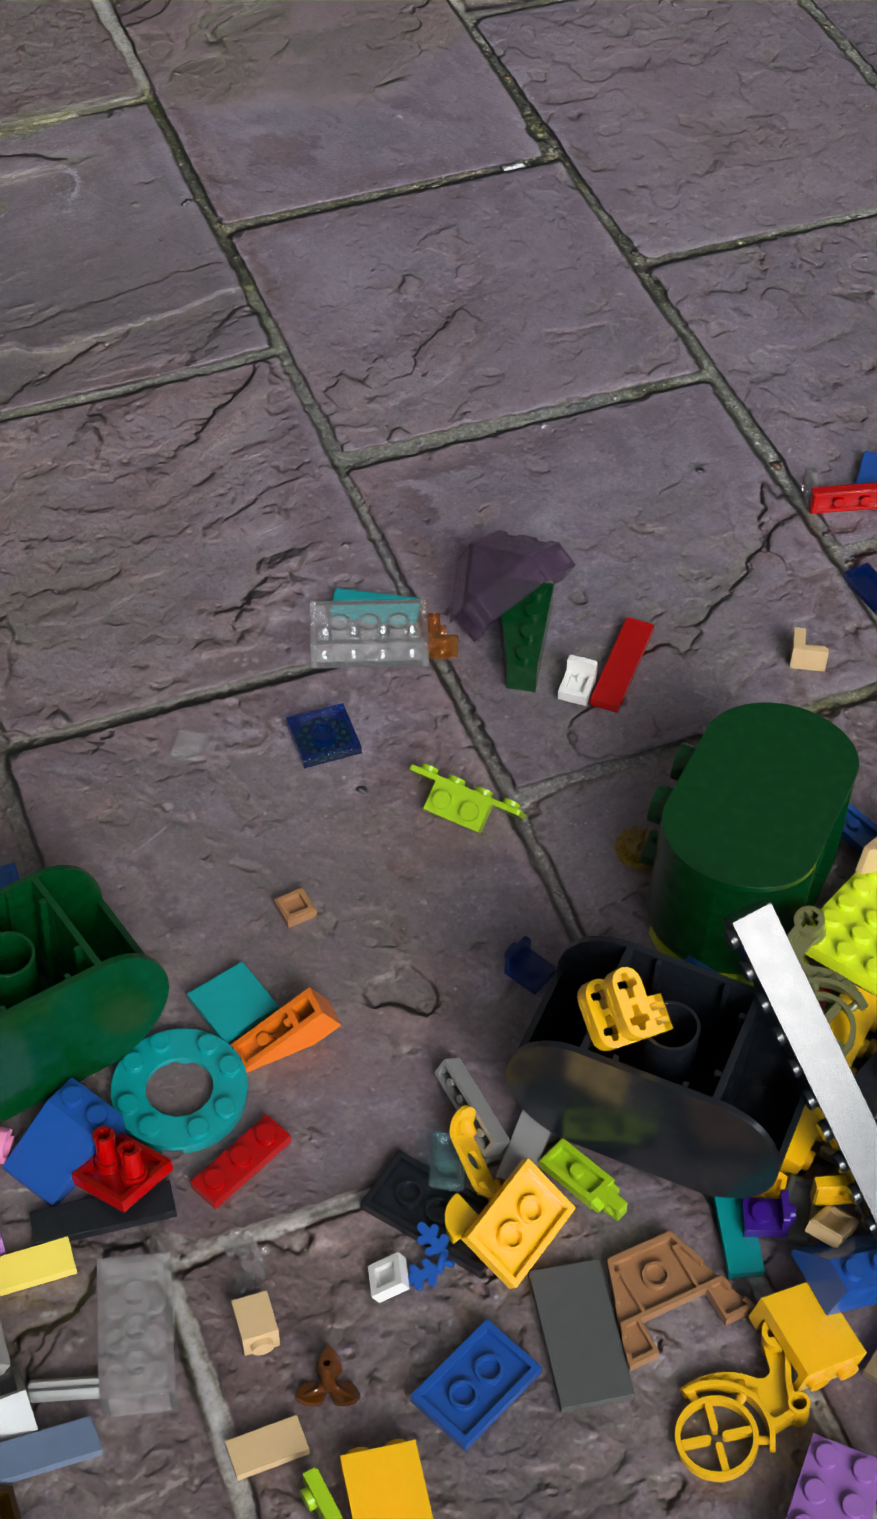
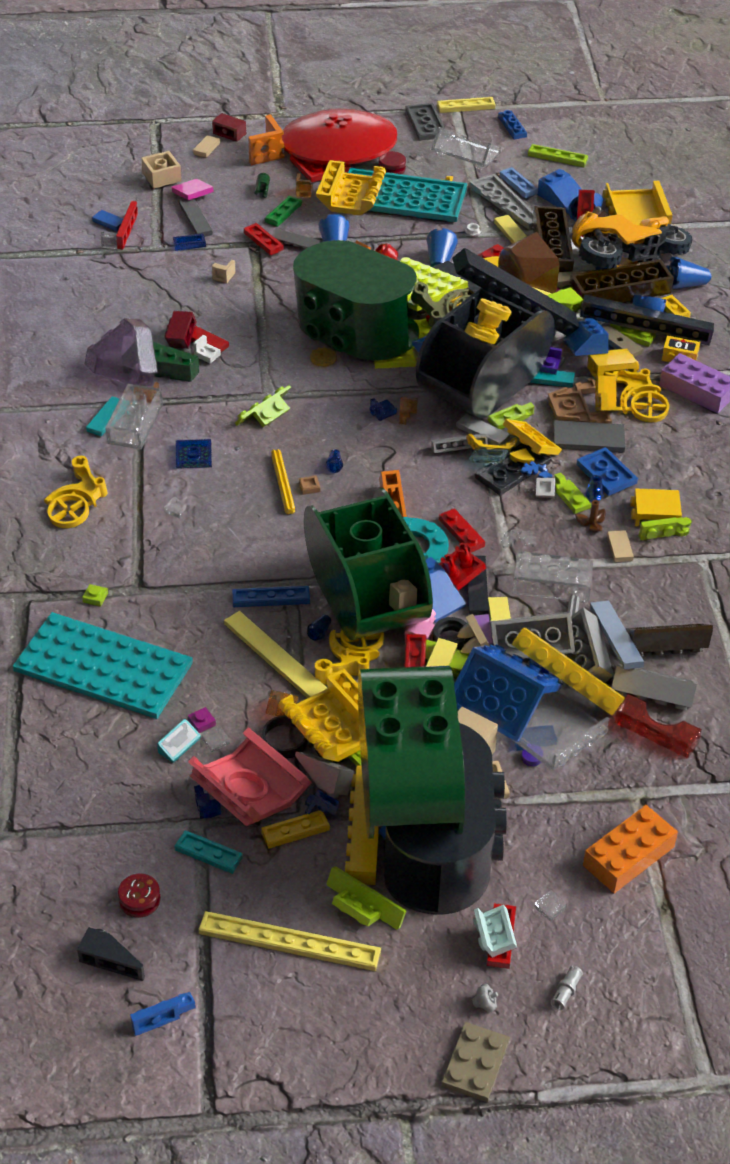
camera: 75 degrees left, 5 degrees down
(192, 630) = (88, 488): none -> yellow piece
(256, 1323) = (558, 536): tan brick -> none
(289, 867) = (283, 481): none -> yellow axle
(359, 926) = (334, 462): none -> clear blue cone
(392, 1330) = (570, 494): none -> lime hinge
(406, 1369) = (594, 490): none -> clear blue cone
(526, 997) = (407, 406): none -> clear orange bracket
(608, 632) = (180, 329): none -> dark red brick
(685, 1339) = (605, 393): none -> yellow panel
(832, 1225) = (565, 342): tan tile -> none

